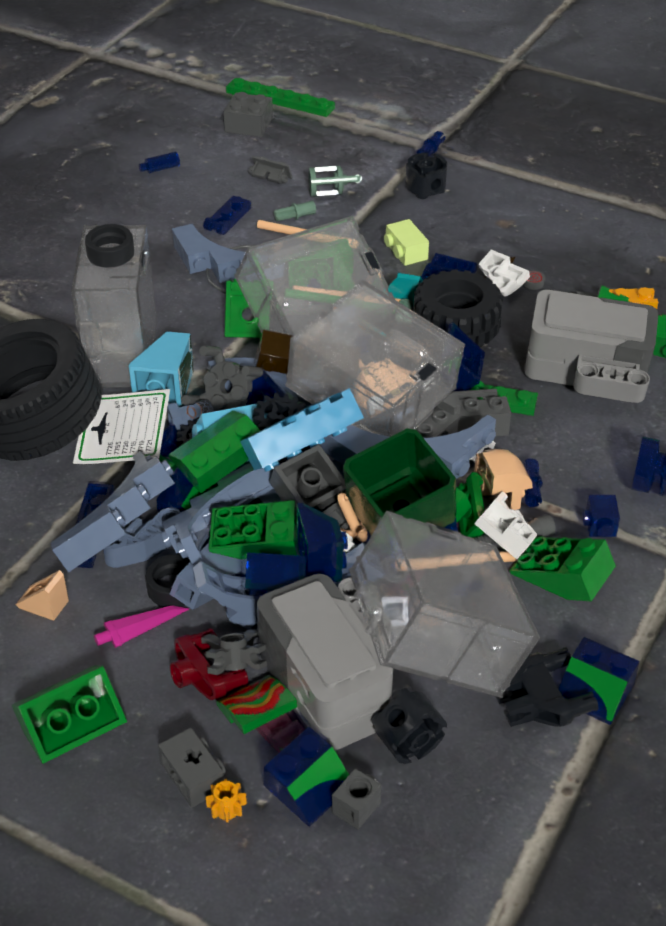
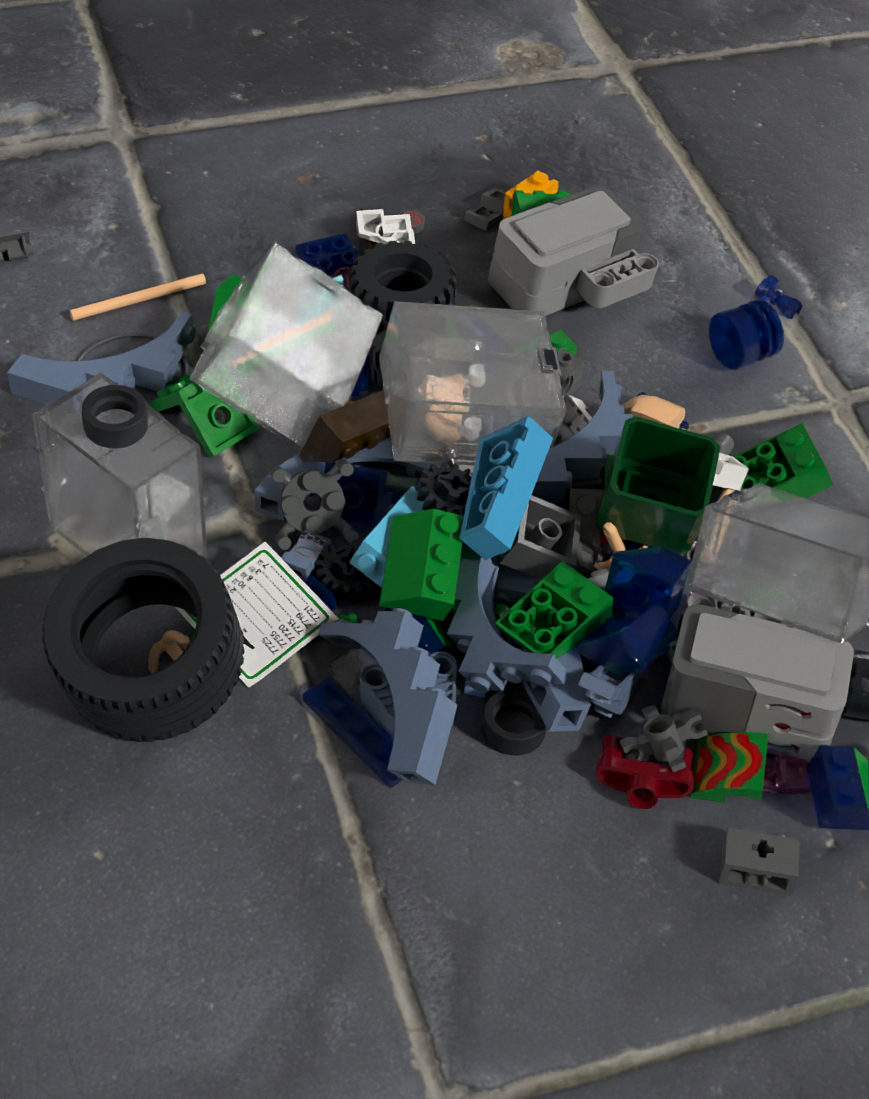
camera: 50 degrees left, 5 degrees up
(45, 596) = (428, 827): light nougat slope -> none
(69, 713) = (602, 906): green slope -> none
(127, 628) = (532, 795): dark pink bar -> none
(164, 366) = (232, 521): medium azure slope -> none
(226, 800) = (820, 862): light orange gear -> none
(227, 215) = (25, 323): clear blue plate -> none
(295, 211) = (93, 278): sand green axle -> none
(338, 180) = (97, 219): sand green piece -> none
(406, 242) = (248, 244): yellowish green brick -> none
(426, 175) = (180, 165): black brick -> none
(432, 144) = (132, 130): clear blue pin -> none
(601, 516) = (750, 407): clear blue brick -> none

